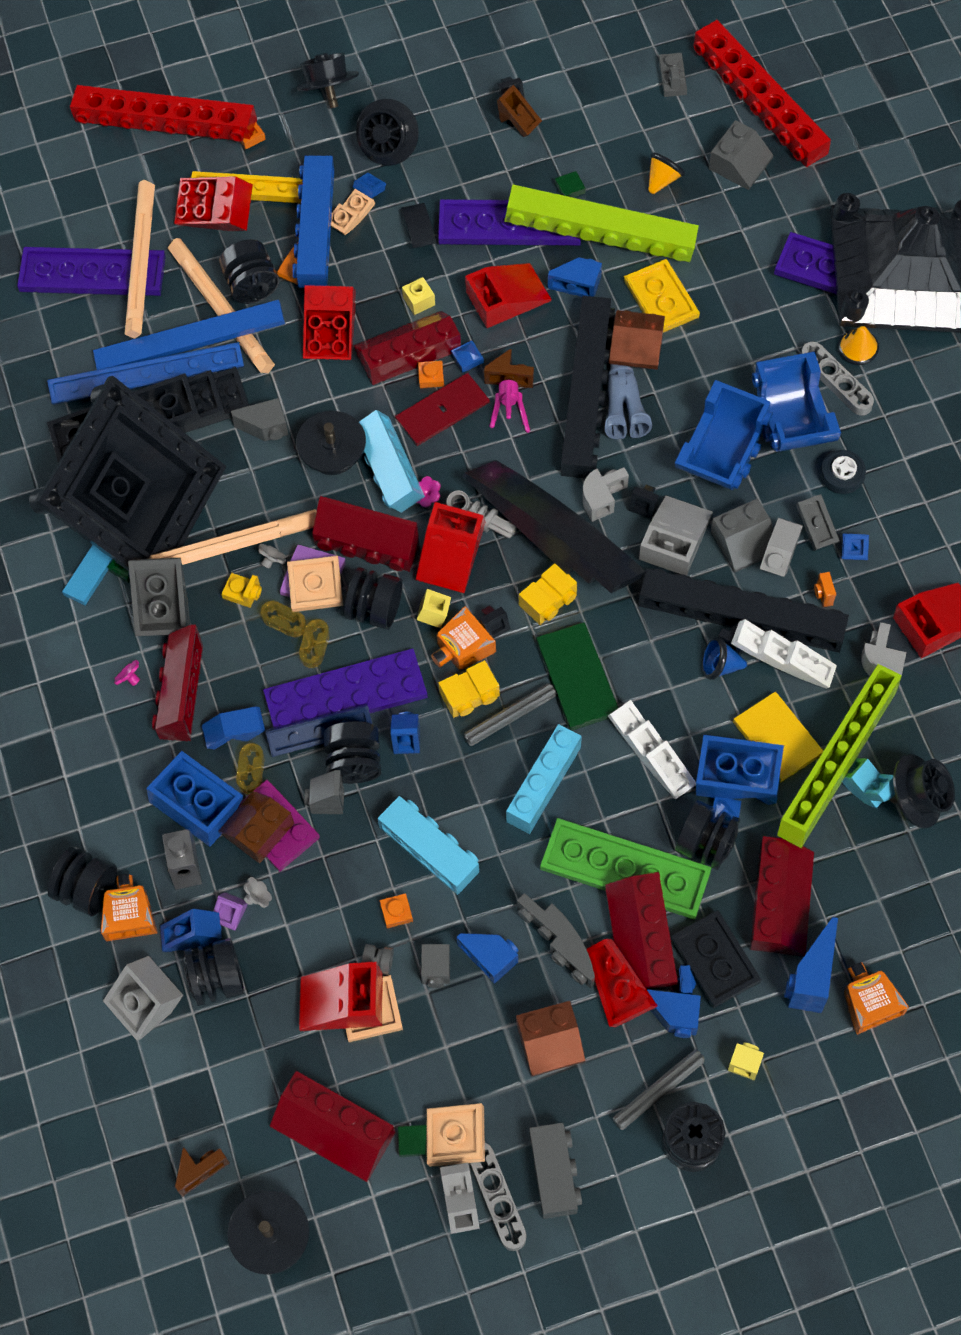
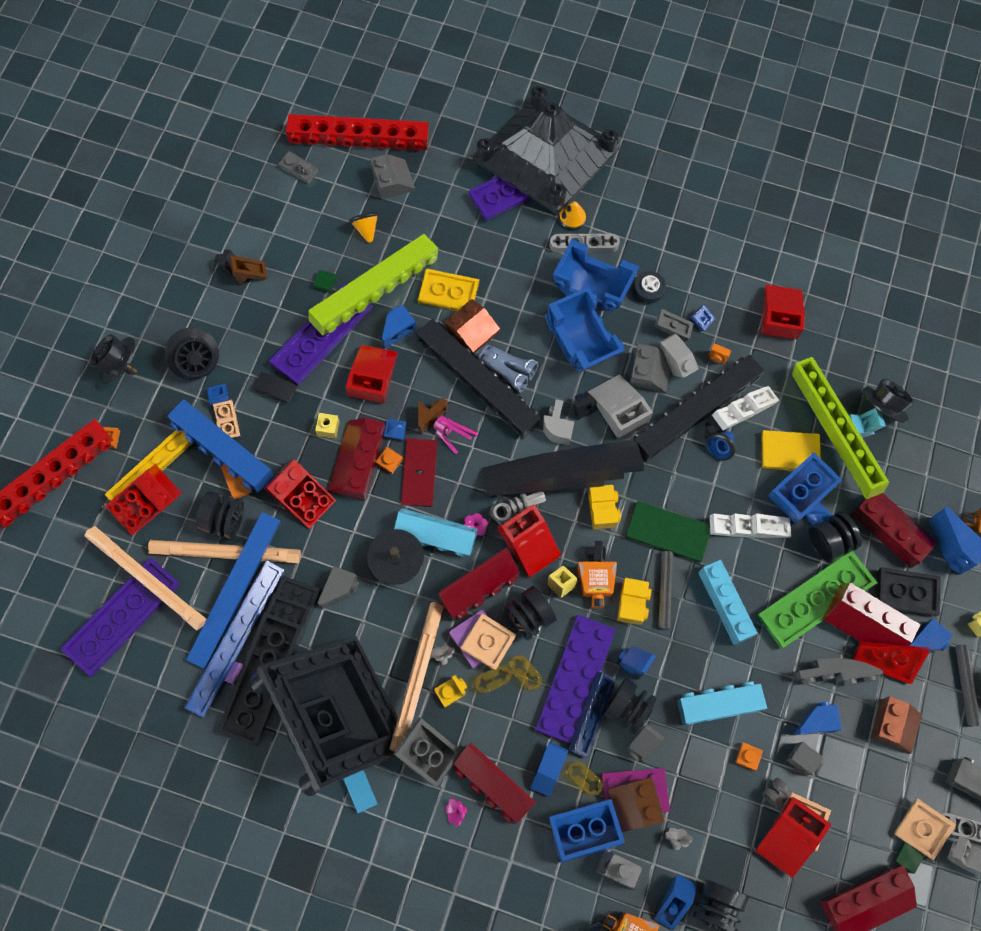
camera: 60 degrees left, 5 degrees up
(230, 910) = (674, 863): medium lavender slope -> none
(686, 980) = (917, 618): blue tile -> none
(877, 653) = (783, 360): light grey brick -> none

